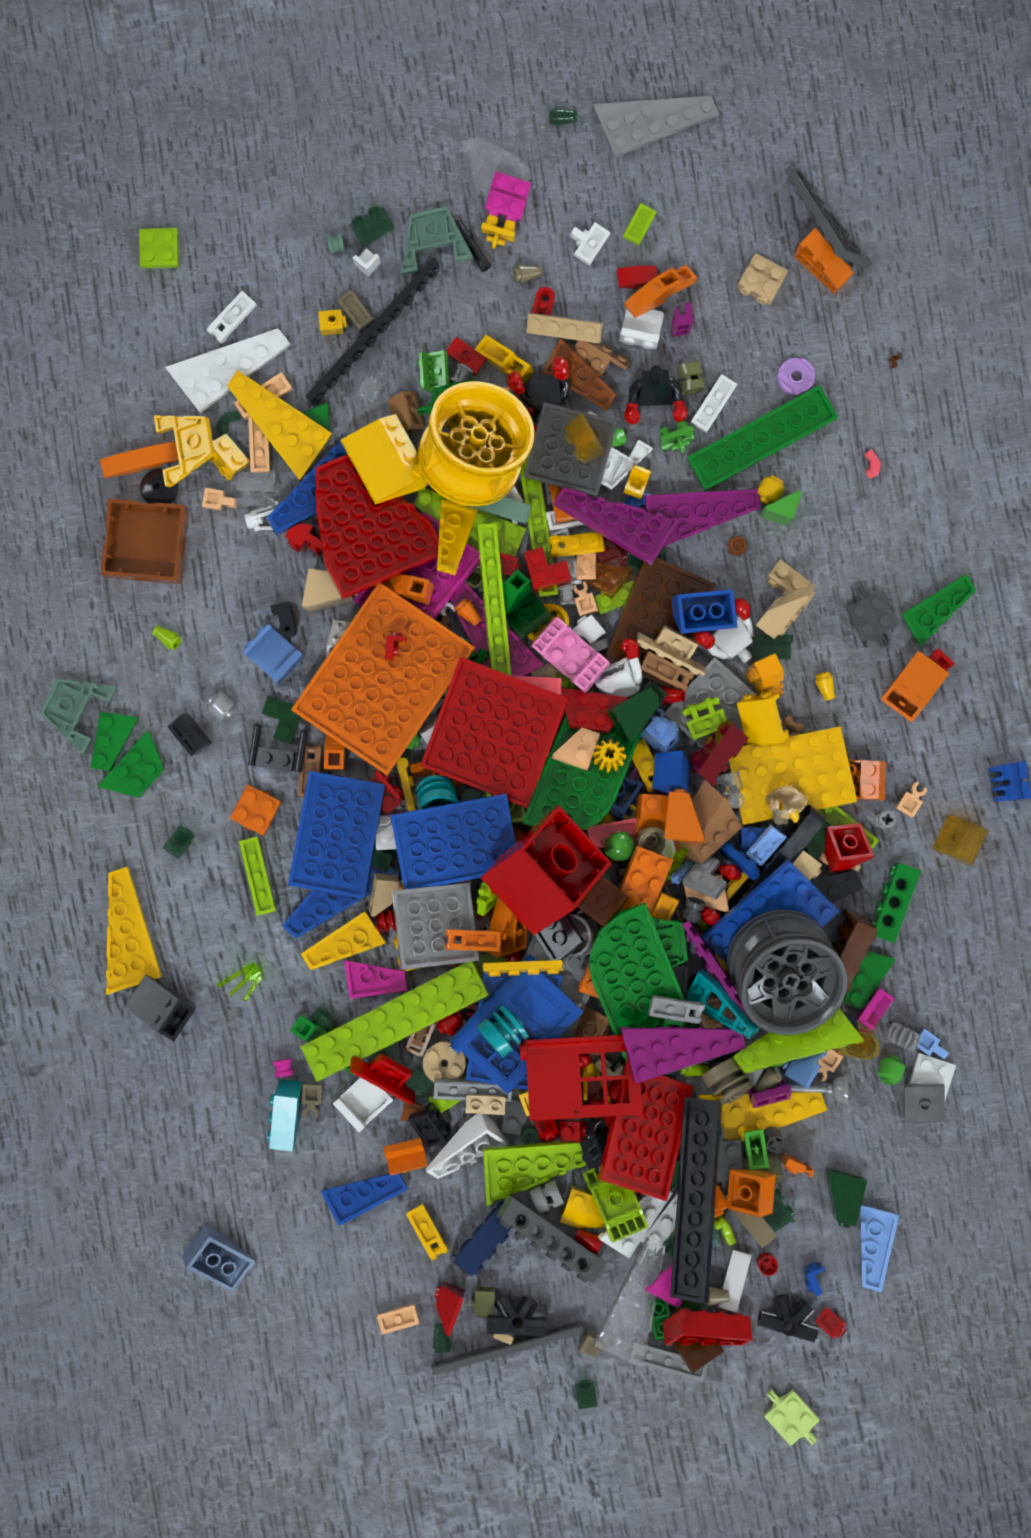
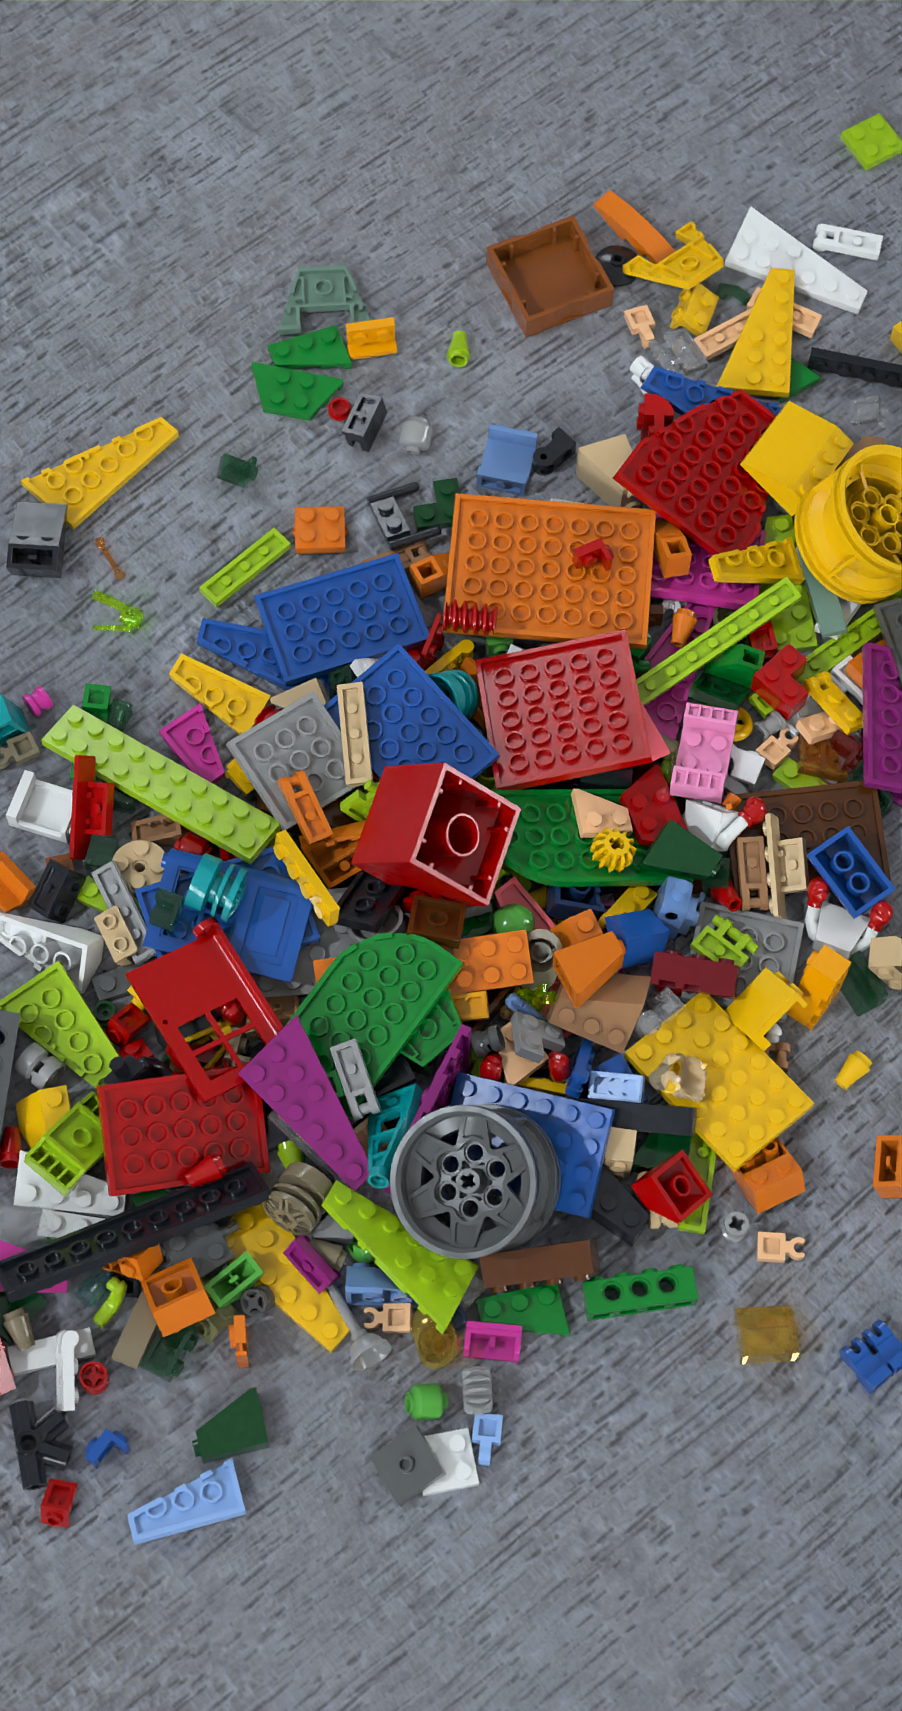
camera: 60 degrees right, 20 degrees down
(127, 694) = (371, 338): none -> light orange bracket
(169, 745) = (339, 409): none -> red plate
(181, 963) = (100, 543): none -> clear orange hinge
(394, 755) = (470, 618): none -> red piece
(439, 880) = (354, 734): none -> tan plate
(495, 1068) = (167, 909): none -> panel
(615, 658) = (731, 801): none -> orange hand
(680, 1131) = (206, 1171): none -> red cone
(754, 1279) = (66, 1369): none -> white plate

